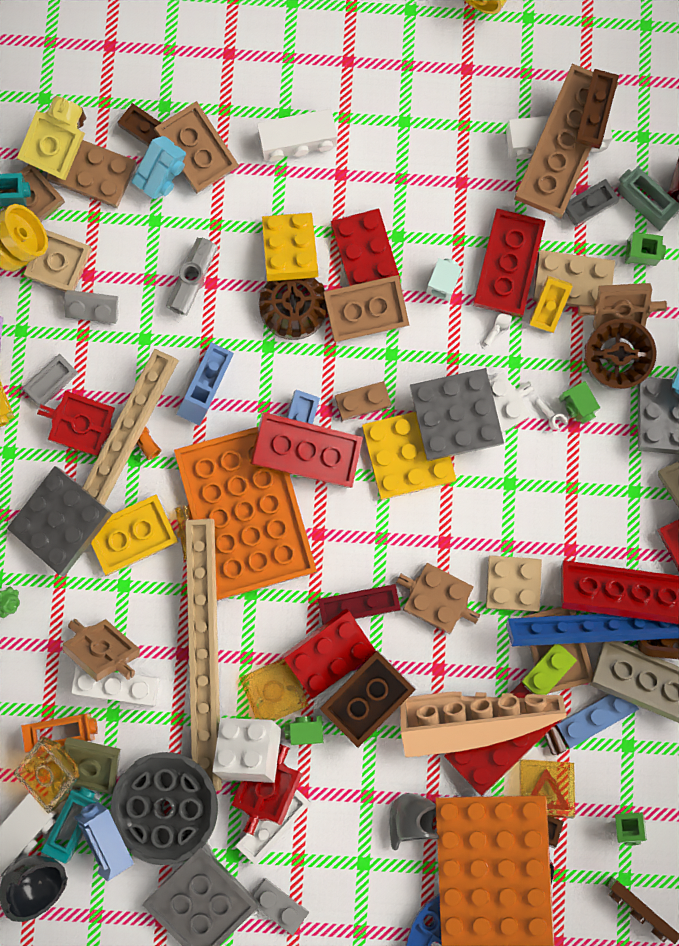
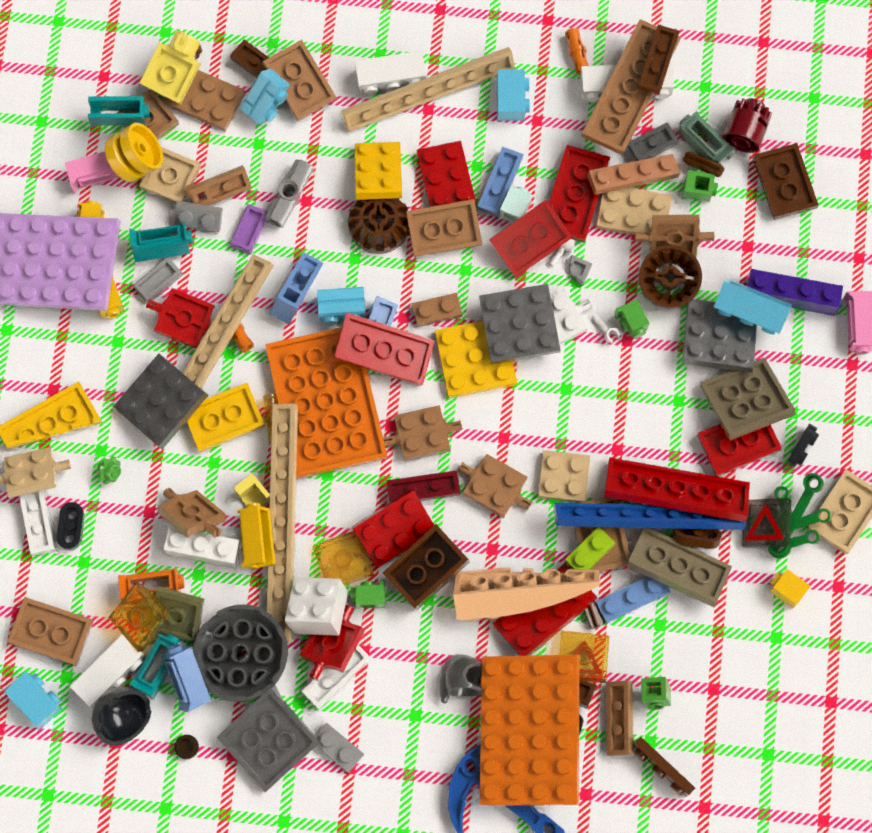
camera: 10 degrees right, 5 degrees down
(50, 338) = (160, 242): none -> teal window
(109, 915) = (186, 746): none -> dark brown plate
(112, 272) = (219, 187): none -> medium nougat plate
(149, 318) = (249, 229): none -> medium lavender tile
(168, 620) = (252, 491): none -> light yellow panel
(175, 672) = (256, 536): none -> yellow window
(255, 398) = (337, 302): none -> medium azure brick
(340, 152) = (427, 89): none -> tan tile
(354, 542) = (422, 433): none -> medium nougat plate
(425, 253) = (500, 181): none -> medium blue plate
(433, 155) = (511, 95): none -> medium azure brick
(463, 316) = (530, 238): none -> red plate
(501, 100) = (576, 49): none -> orange pin
(517, 348) = (579, 269): none -> light grey tile
(550, 304) = (610, 230): yellow plate -> none
(572, 238) = (633, 174): none -> nougat plate
(591, 857) = (619, 718): none -> medium nougat plate
(648, 224) = (703, 164): none -> reddish brown axle

